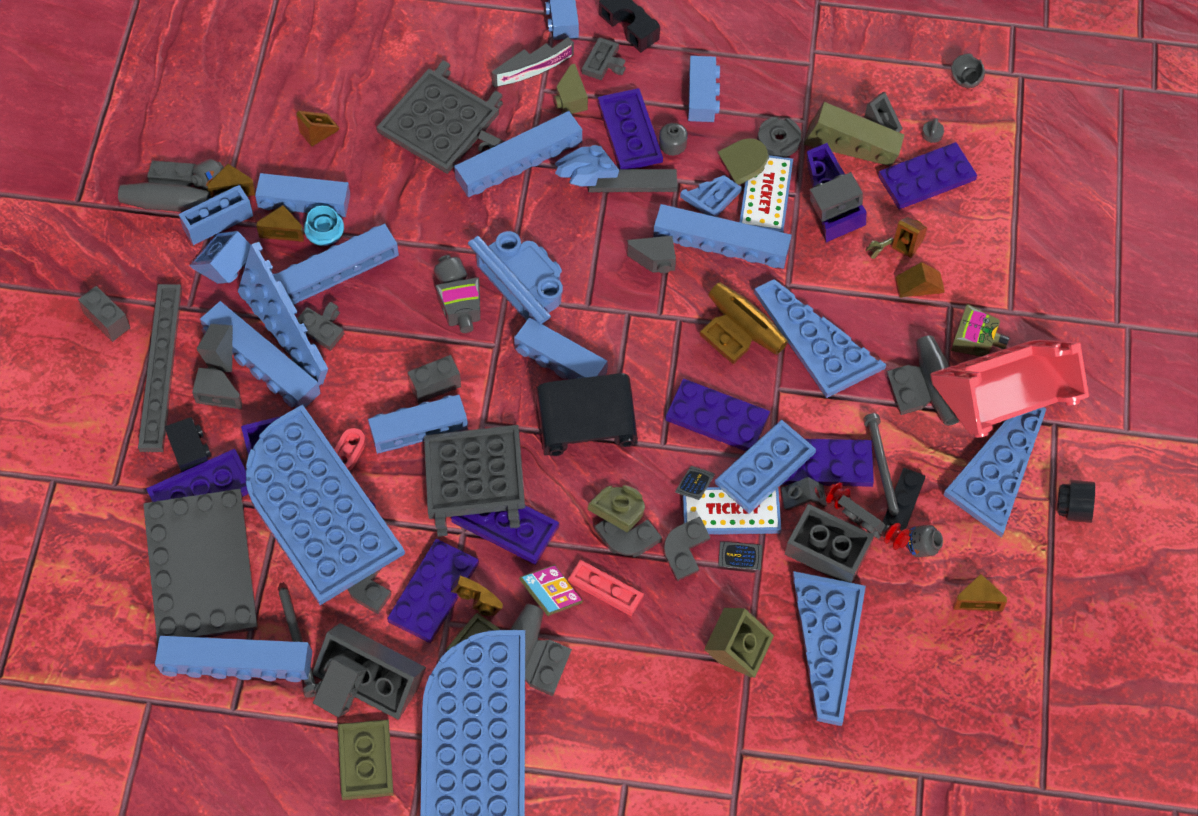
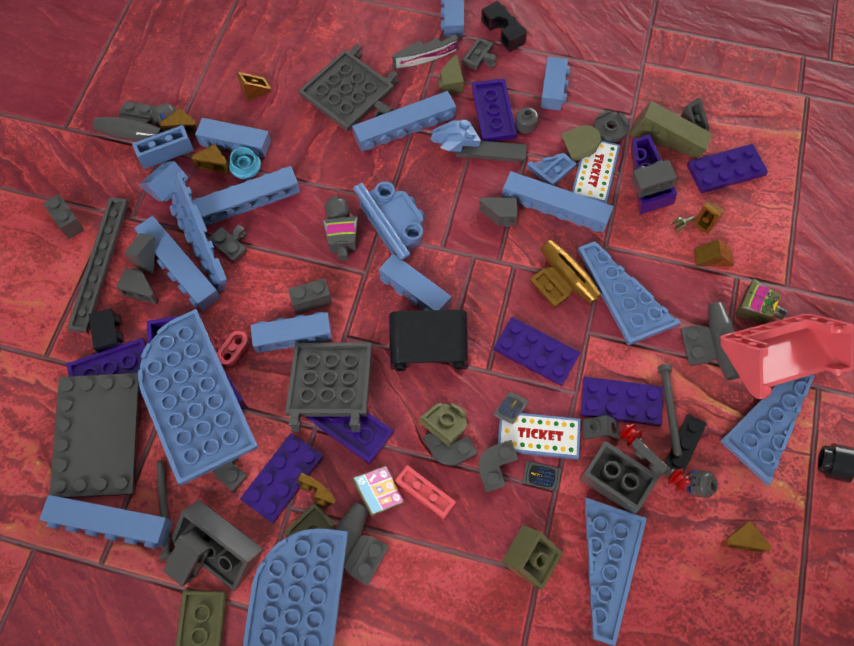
camera: 10 degrees right, 5 degrees up
(765, 466) = (571, 401): medium blue tile -> none
(933, 131) = (734, 133): dark grey tile -> none
(967, 71) = (767, 88): dark grey hair -> none

